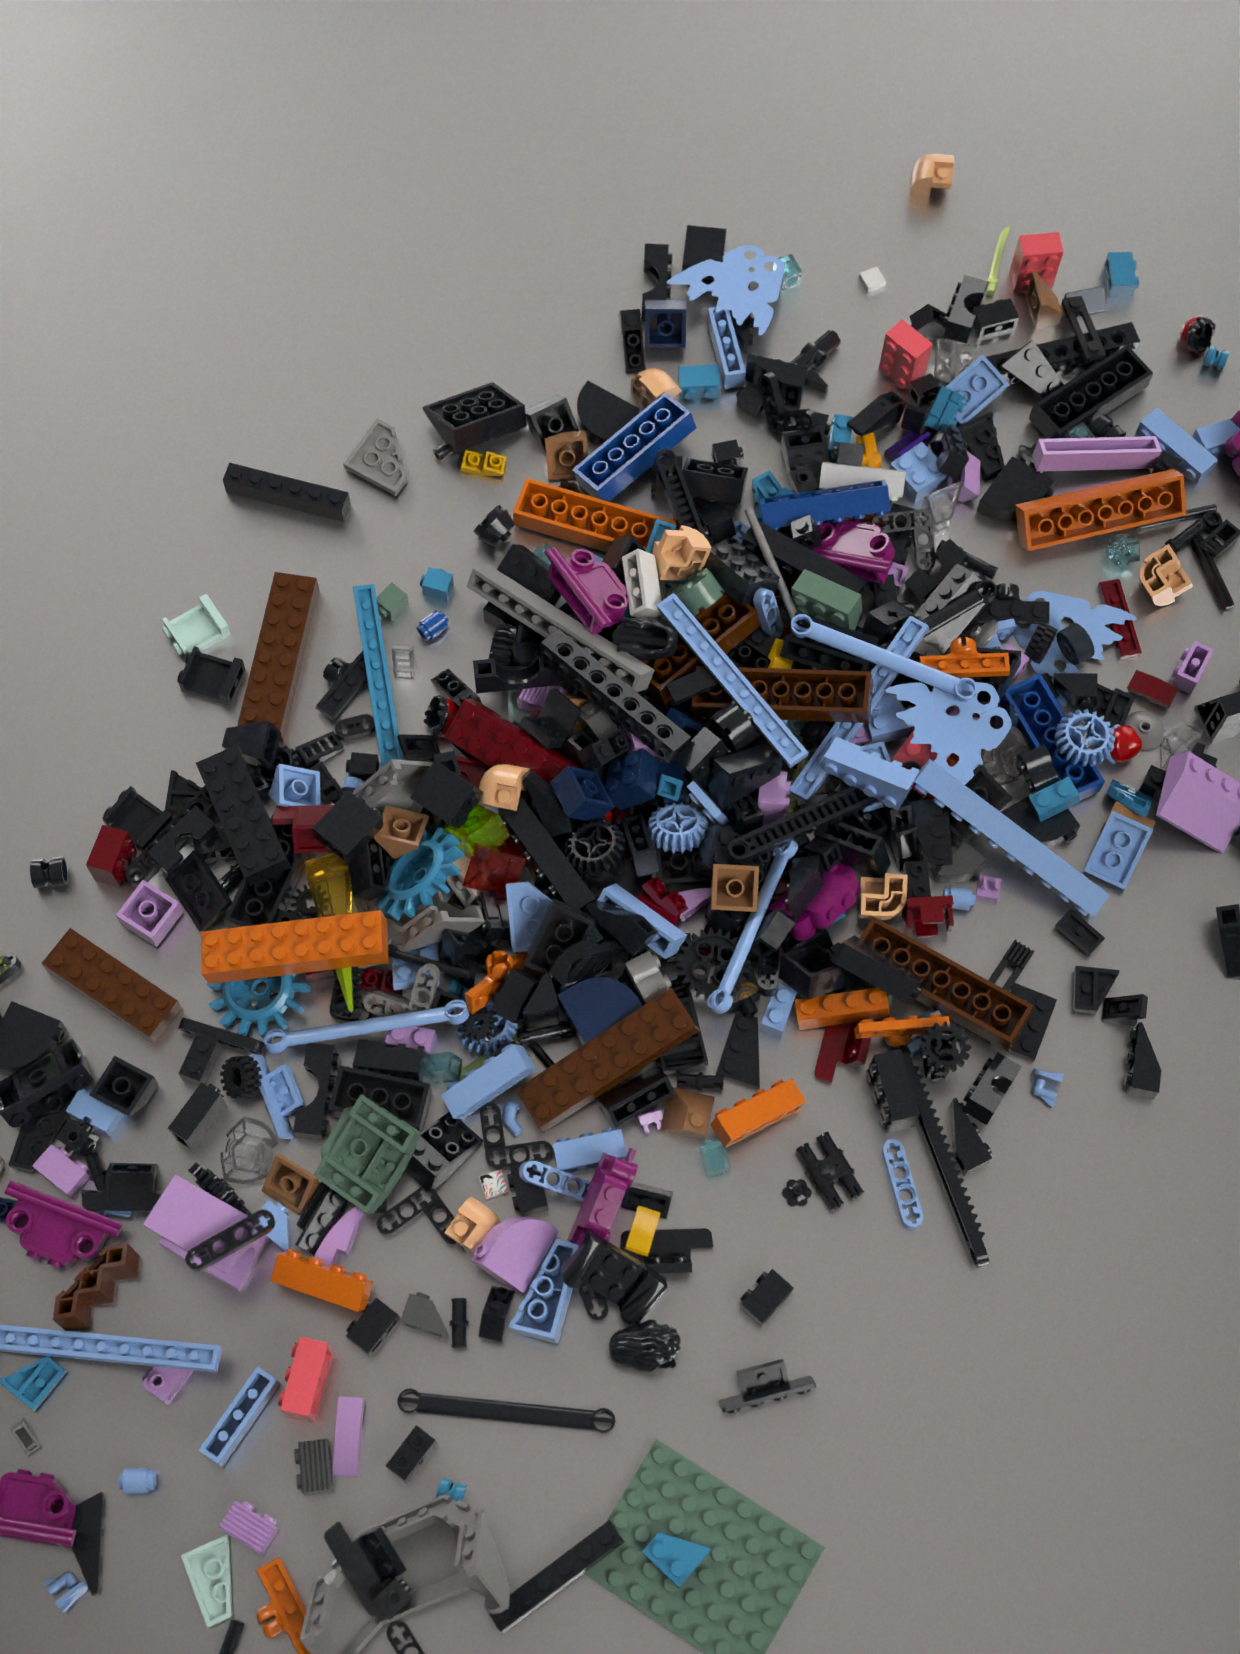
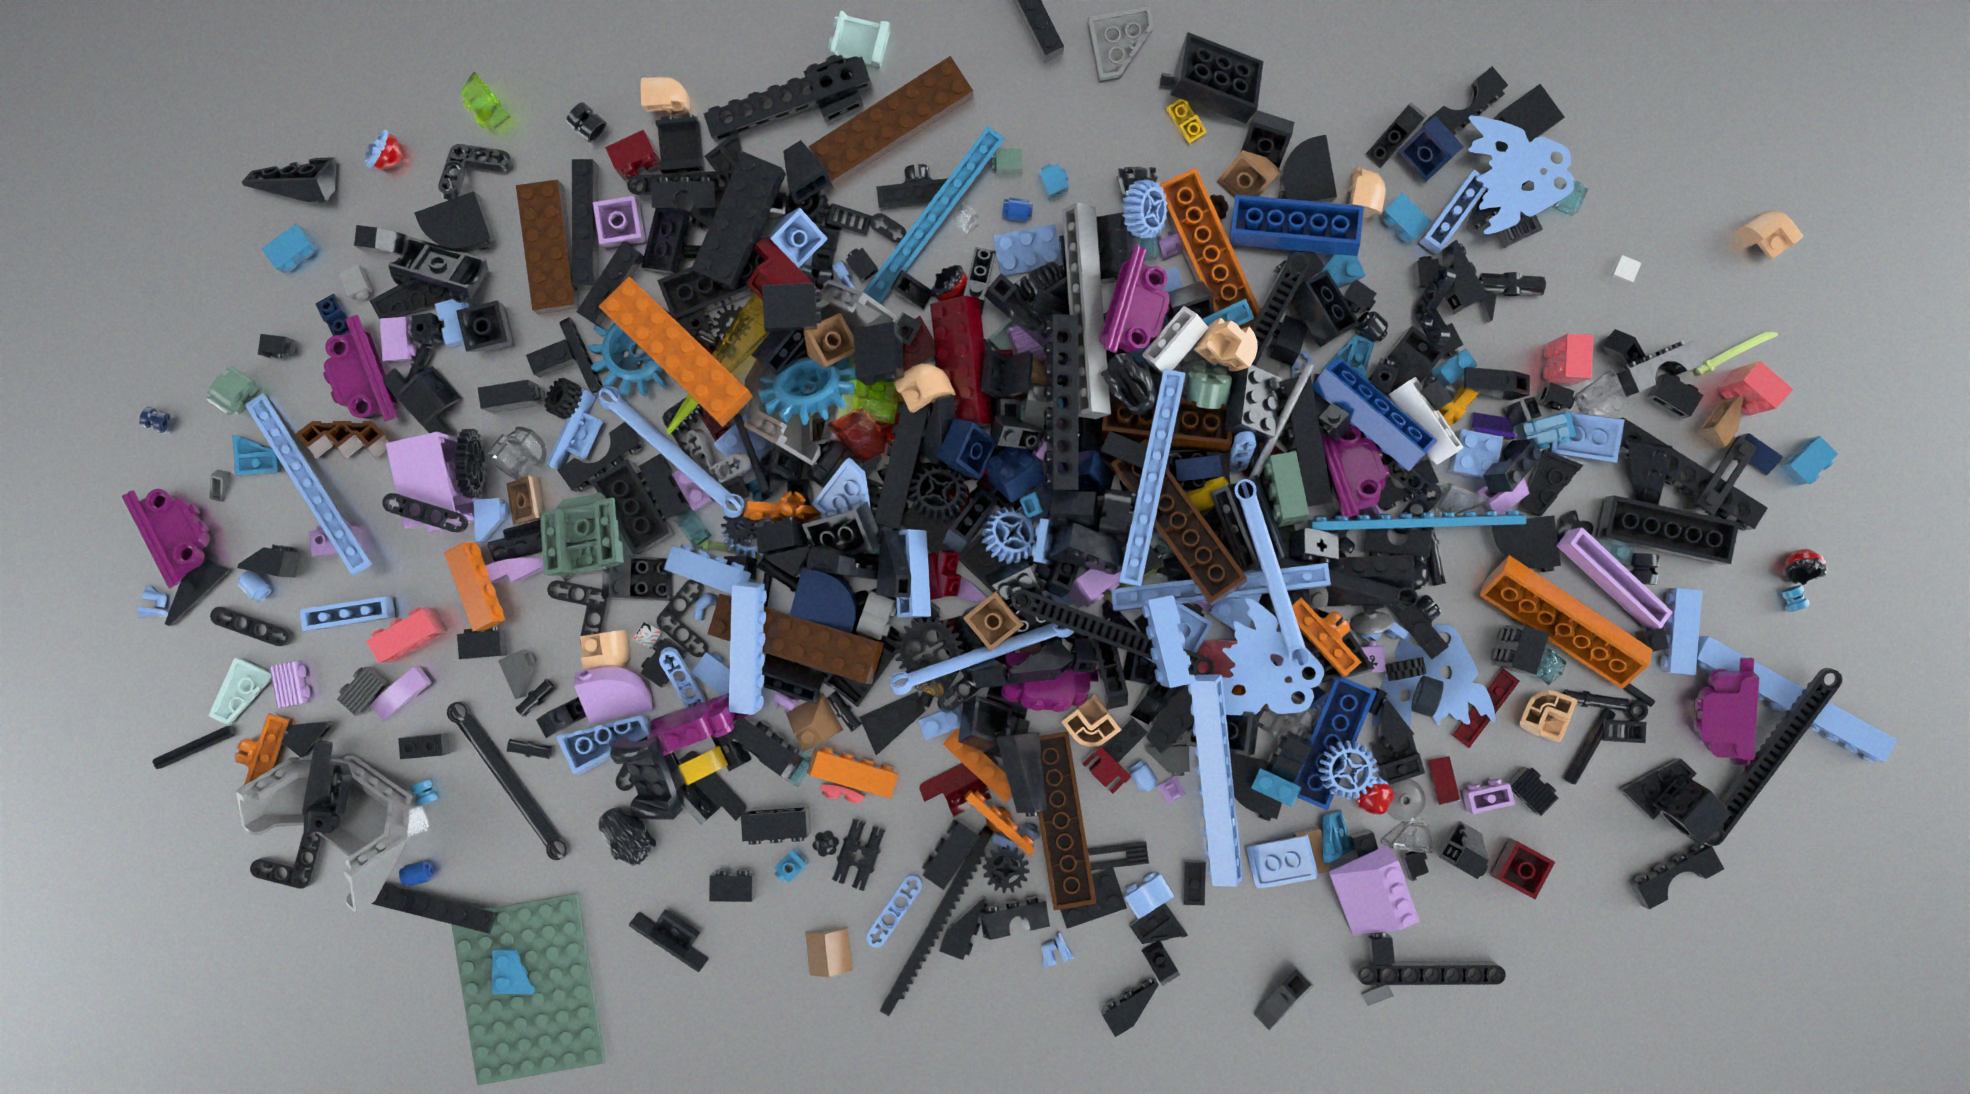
camera: 50 degrees right, 20 degrees up
(90, 793) = (664, 94): none -> light nougat brick
(124, 941) = (584, 230): none -> black brick
(134, 1441) = (274, 561): none -> black slope
(166, 1514) = (251, 626): none -> black beam
(188, 963) = (620, 267): none -> black arch
(213, 643) = (799, 102): none -> black brick
(306, 1553) = (304, 736): none -> black slope
(468, 643) = (1027, 249): none -> light blue plate
(496, 1367) = (529, 748): none -> black pin
(515, 1563) = (416, 873): none -> blue brick
(523, 530) = (1145, 209): none -> light blue gear
(565, 544) = (1169, 245): none -> lavender tile
(581, 1097) = (747, 647): none -> light blue brick
(675, 1160) = (766, 746): none -> black wedge
(696, 447) = (1344, 269): none -> dark azure wing
(746, 1211) = (775, 825): none -> black brick
(753, 650) = (1199, 467): none -> dark blue slope
(757, 463) = (1372, 326): none -> black head
(760, 1143) = (834, 790): none -> coral slope
(774, 332) = (1506, 238): none -> black slope
(787, 1224) = (794, 859): none -> dark azure brick
(890, 1268) = (828, 952): none -> medium nougat slope
(937, 536) = (1426, 519): none -> dark azure plate
(1060, 973) = (1148, 894): none -> light blue brick
(1095, 552) = (1520, 649): none -> black brick
(1217, 634) = (1533, 791): none -> black brick

